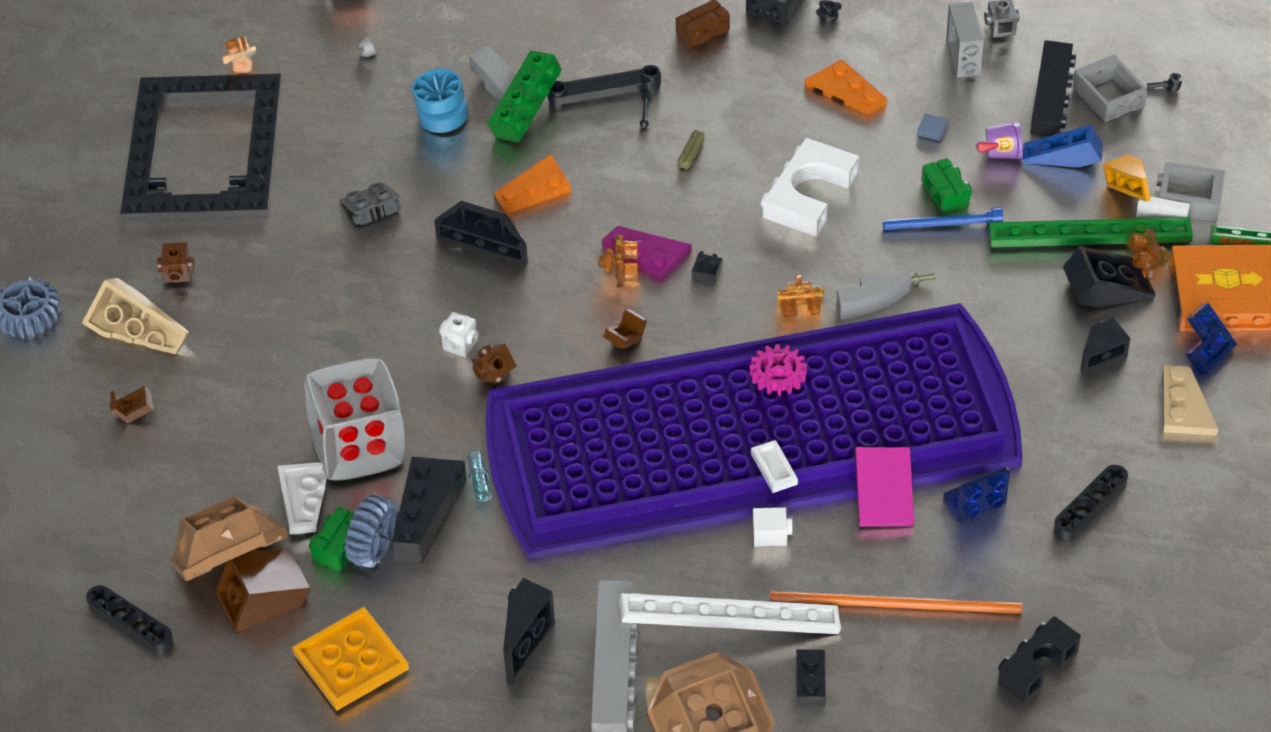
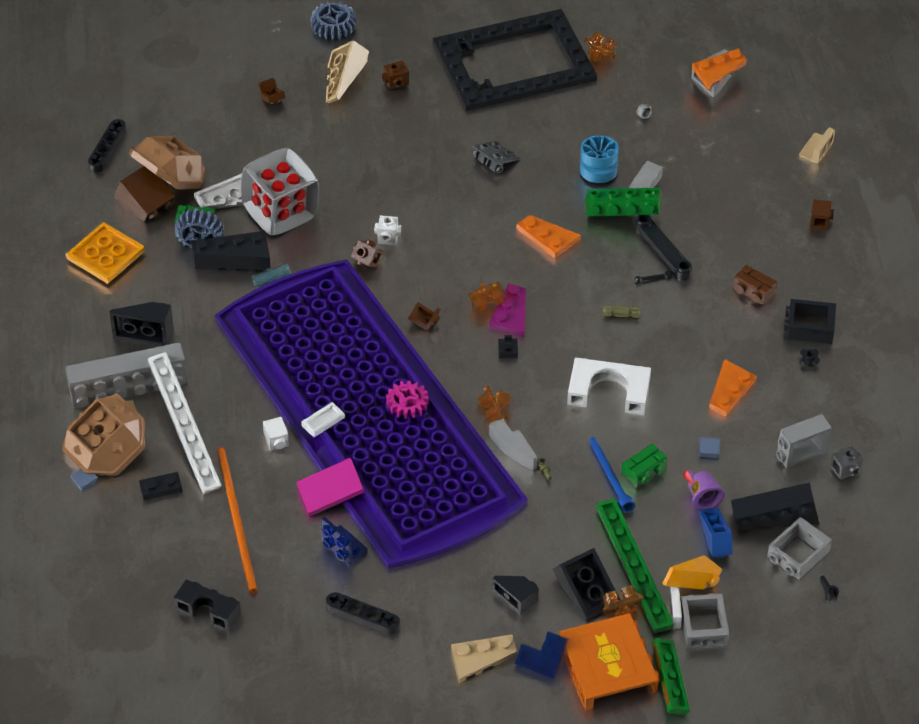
camera: 70 degrees right, 0 degrees up
(482, 230) = (488, 220): black wedge -> none

